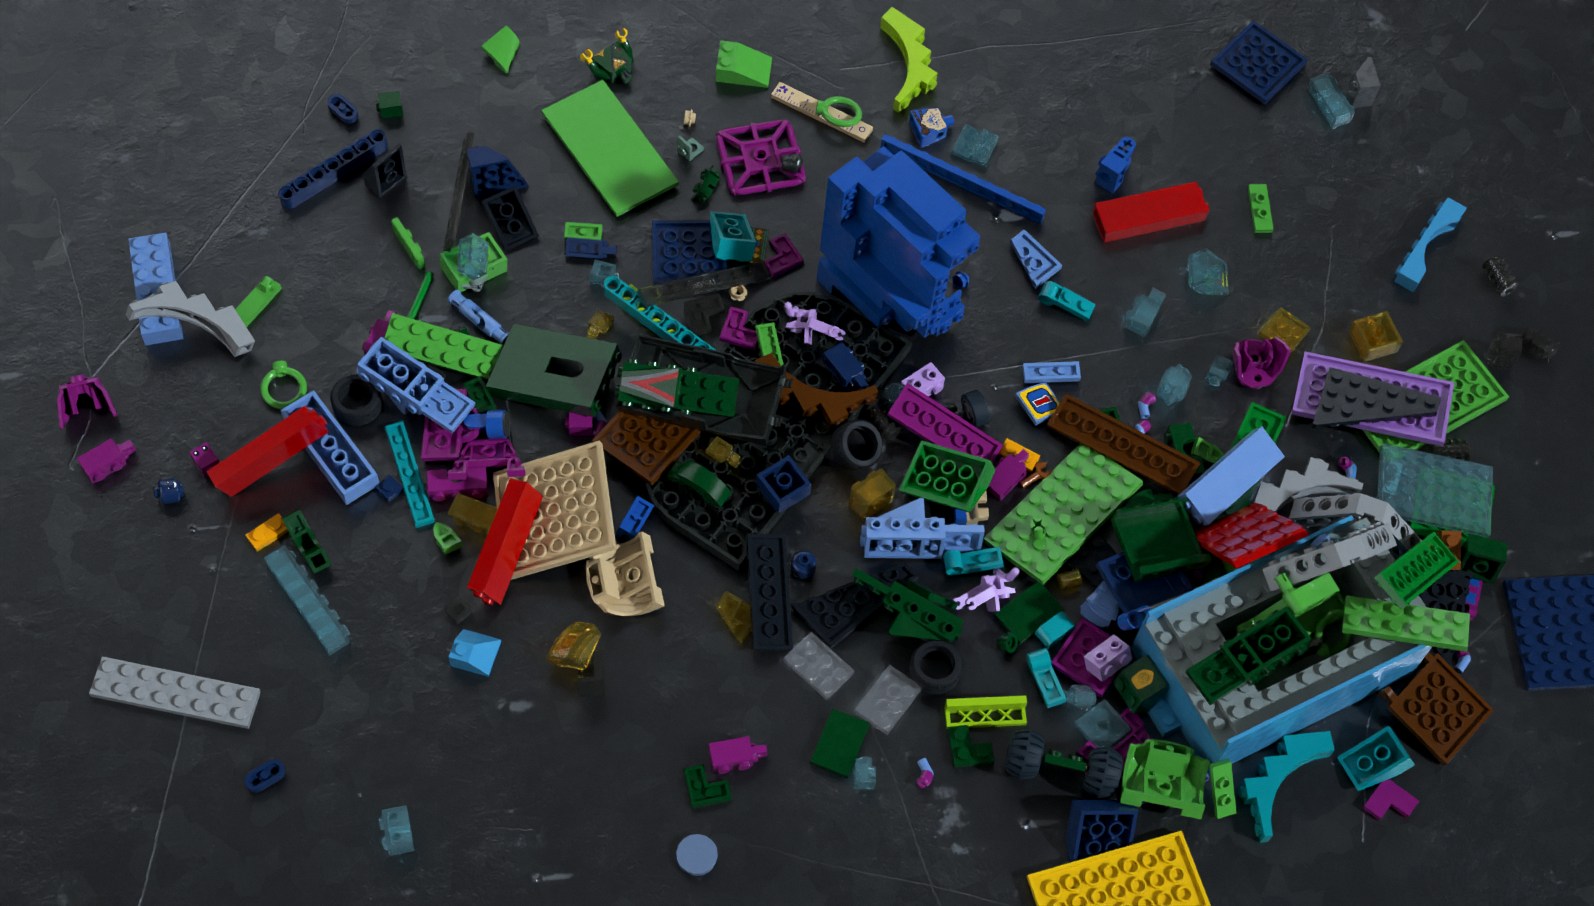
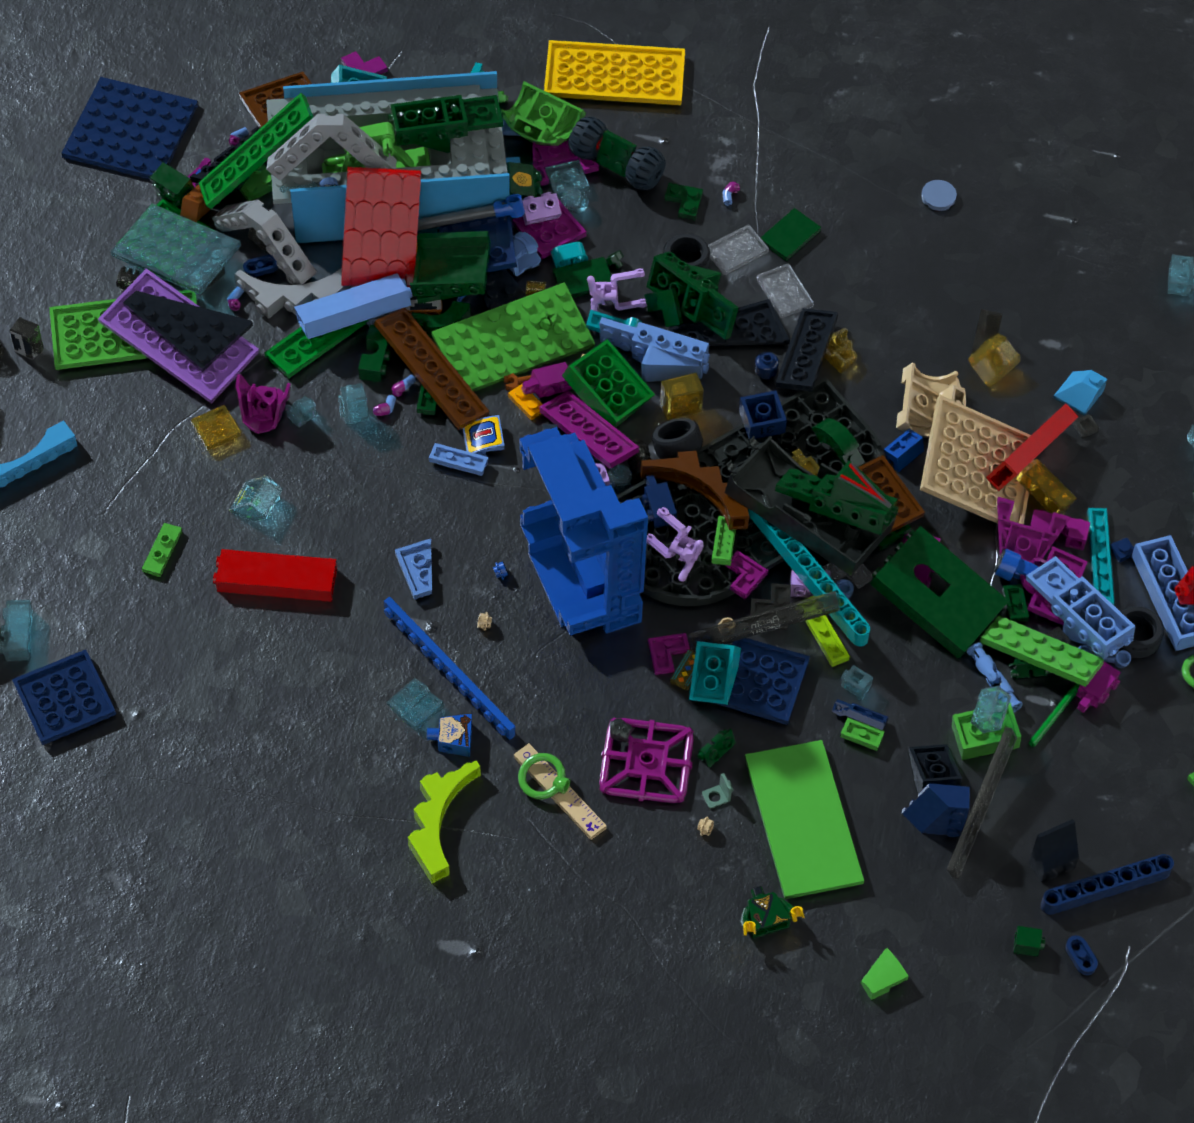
camera: 155 degrees left, 5 degrees down
(405, 238) = (1048, 781): bright green plate -> none
(446, 538) = (1081, 488): bright green plate -> none
(599, 323) = (878, 640): clear yellow plate -> none
(705, 793) = (917, 234): dark green tile -> none
(734, 754) = (882, 248): magenta hinge -> none
(742, 65) = (624, 868): bright green slope -> none
(864, 773) = (780, 203): clear light blue brick -> none
(988, 705) = (657, 218): lime fence -> none
(1045, 677) = (596, 222): teal plate -> none
(1066, 299) = (417, 524): teal plate -> none
(1099, 827) = (610, 112): dark blue wedge -> none
(1113, 166) = (293, 623): blue brick -> none
(1144, 312) = (339, 482): clear light blue hinge -> none
(1207, 450) = (354, 349): bright green plate -> none
(1375, 336) = (136, 390): clear yellow brick -> none
(1408, 625) = (277, 91): bright green plate -> none

